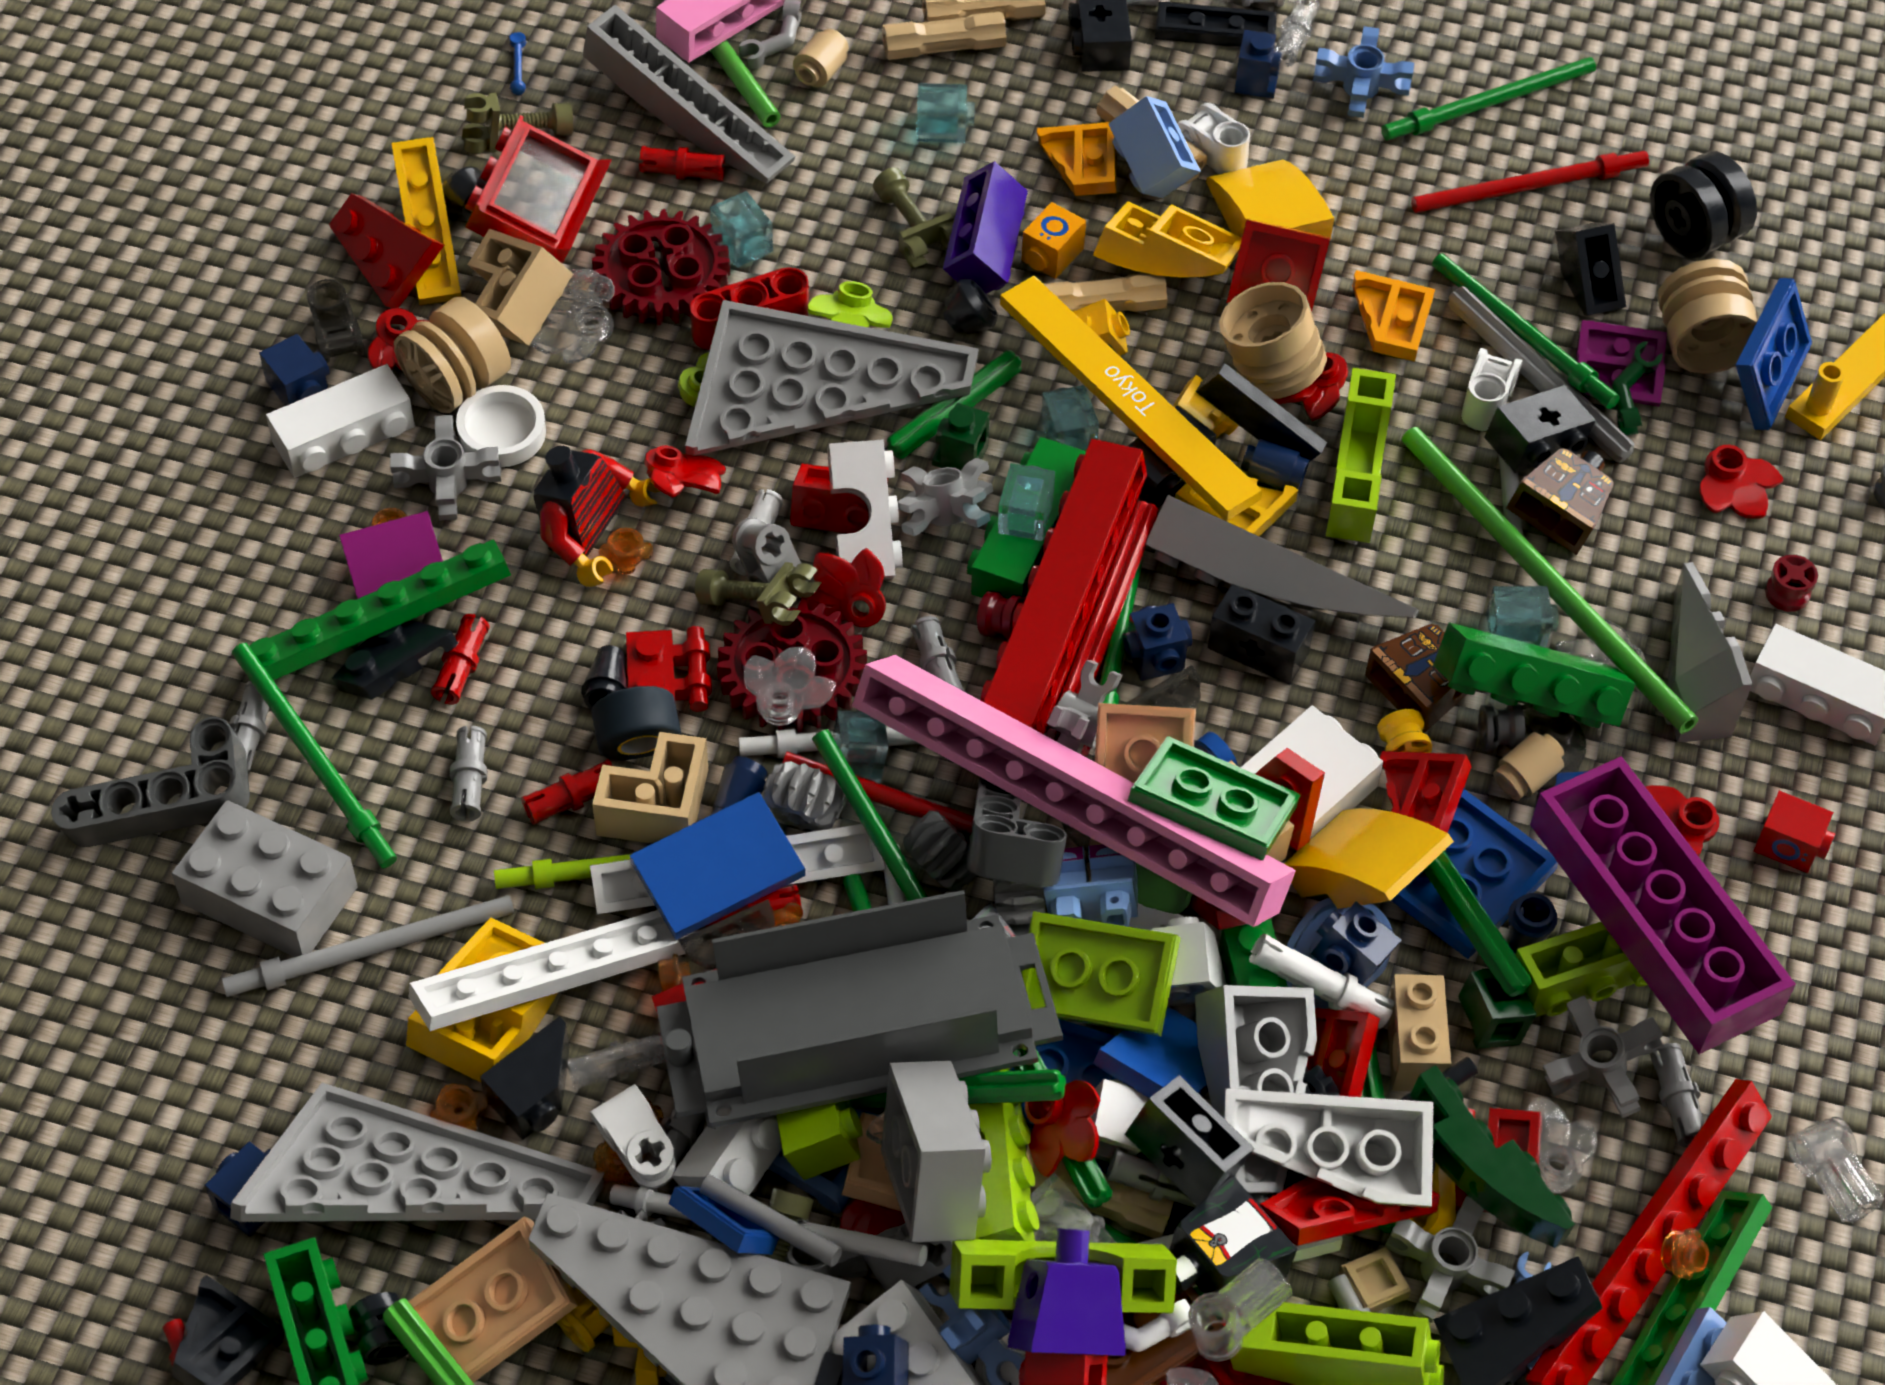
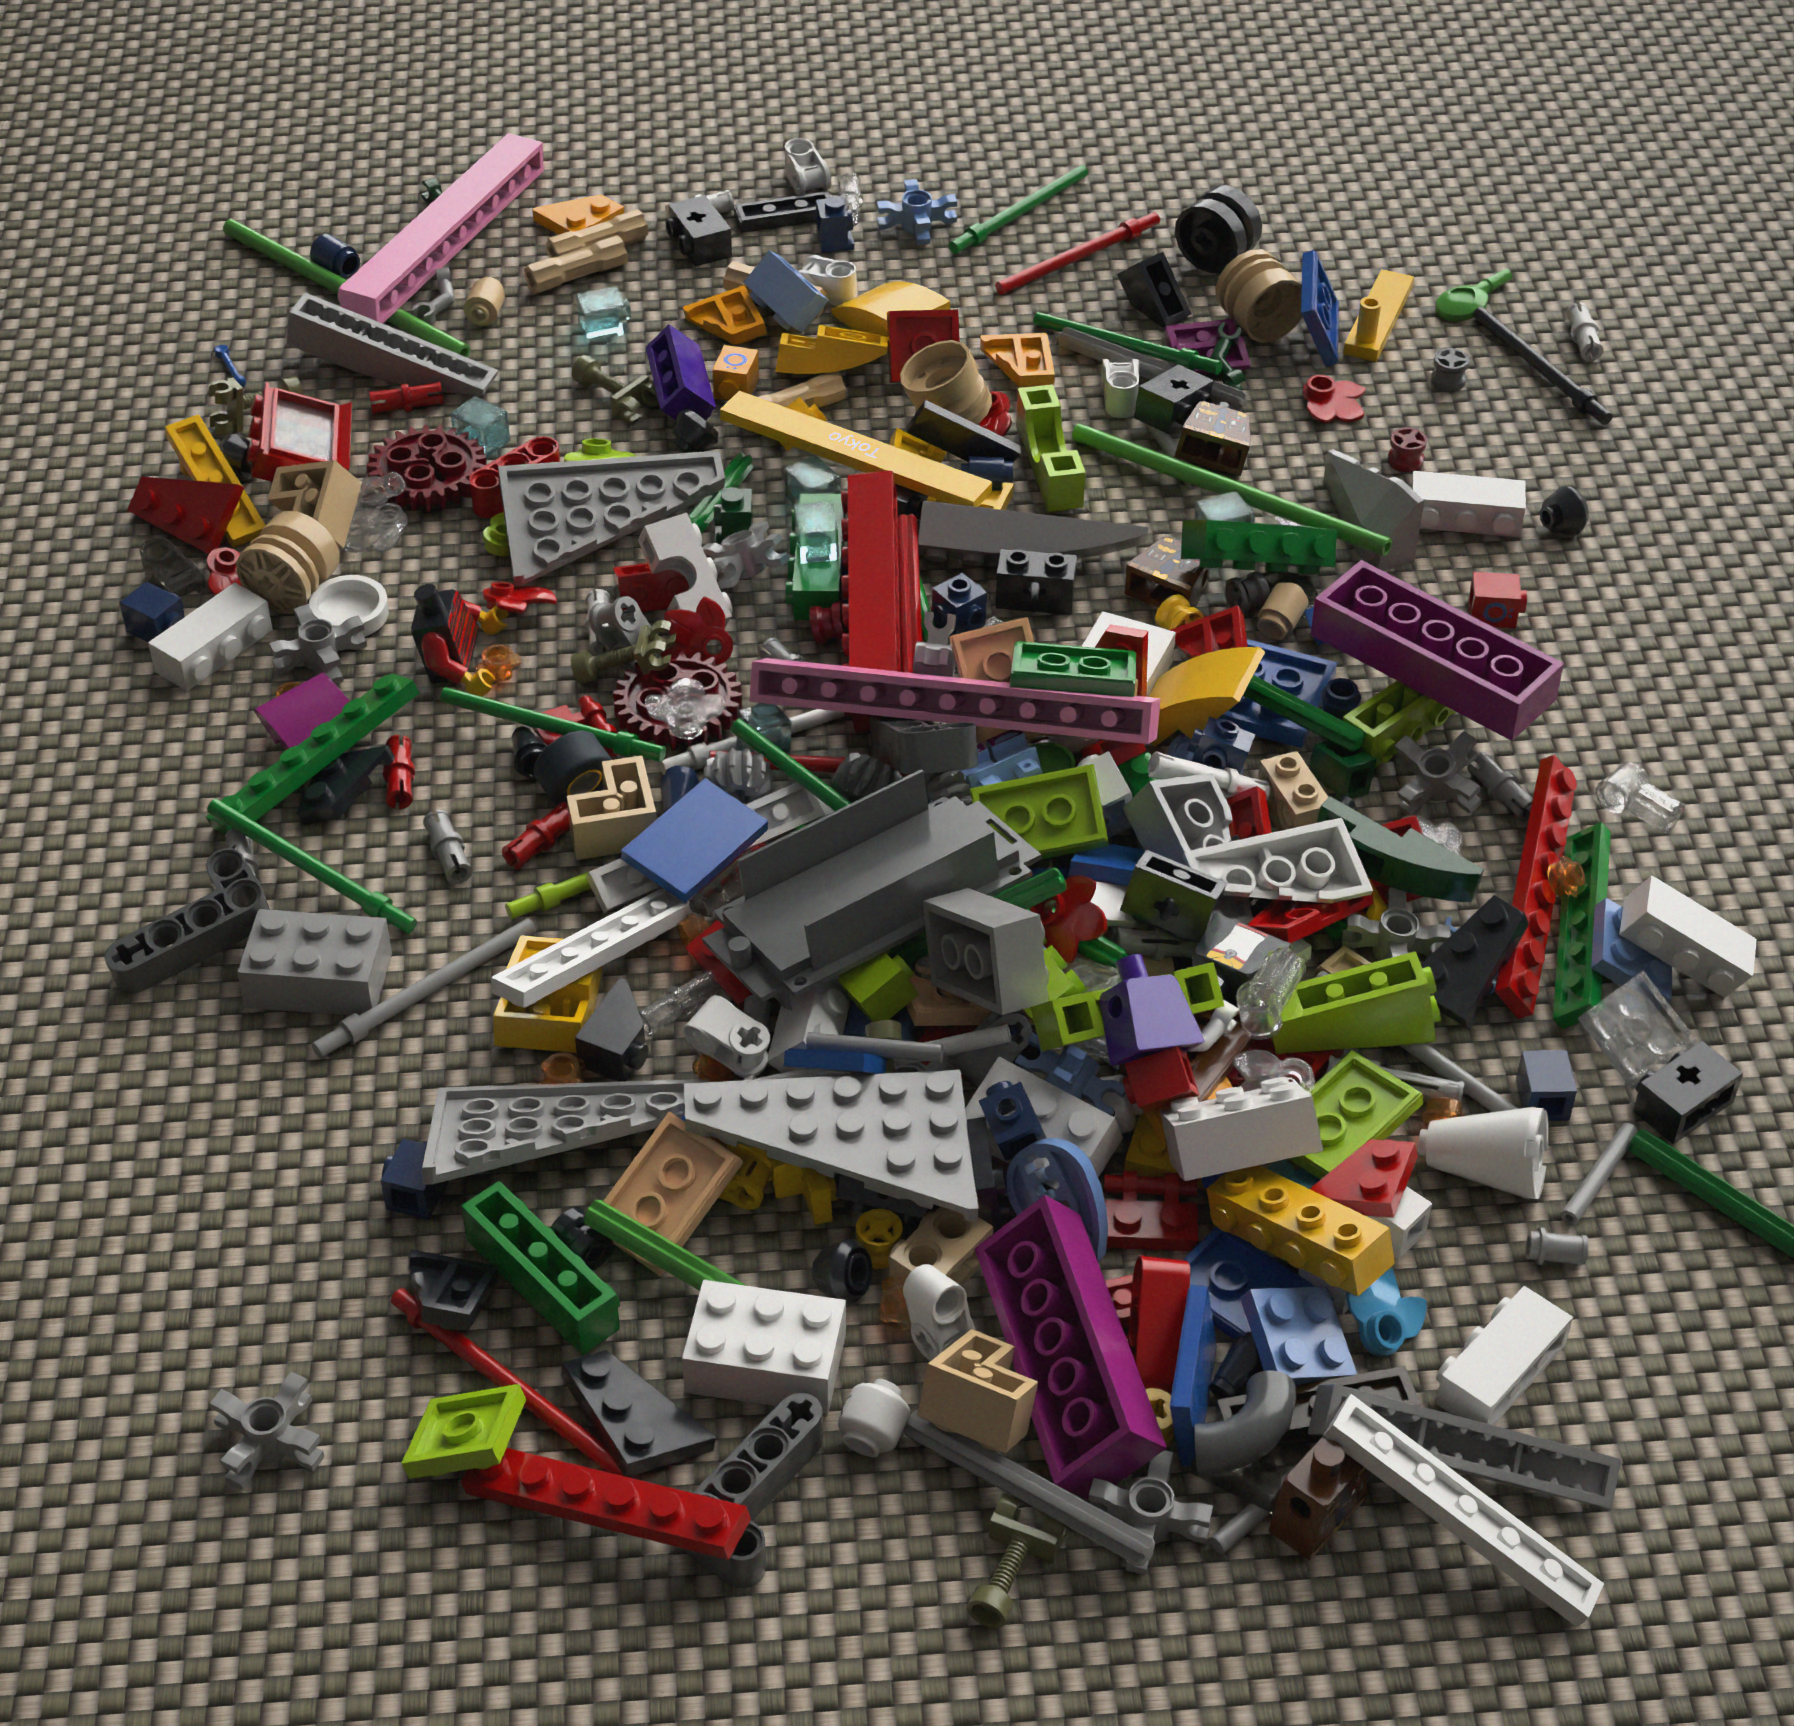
camera: 20 degrees left, 10 degrees down
(701, 705) = (622, 743): none -> green bar

